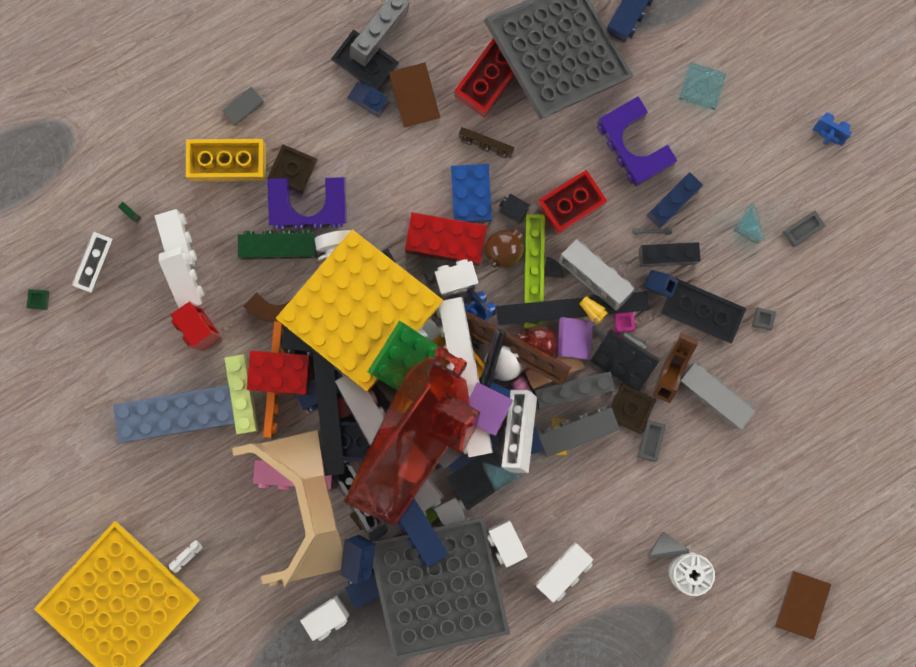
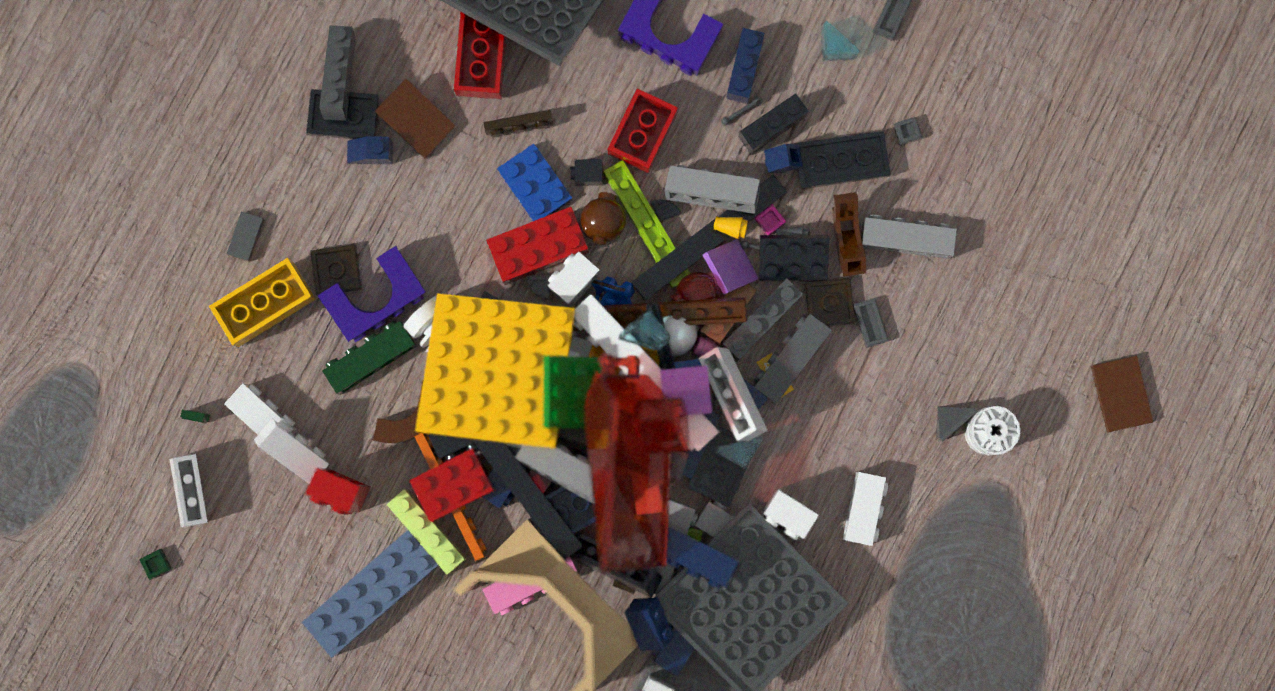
camera: 30 degrees left, 0 degrees up
(483, 348) = (646, 332): none -> clear light blue slope

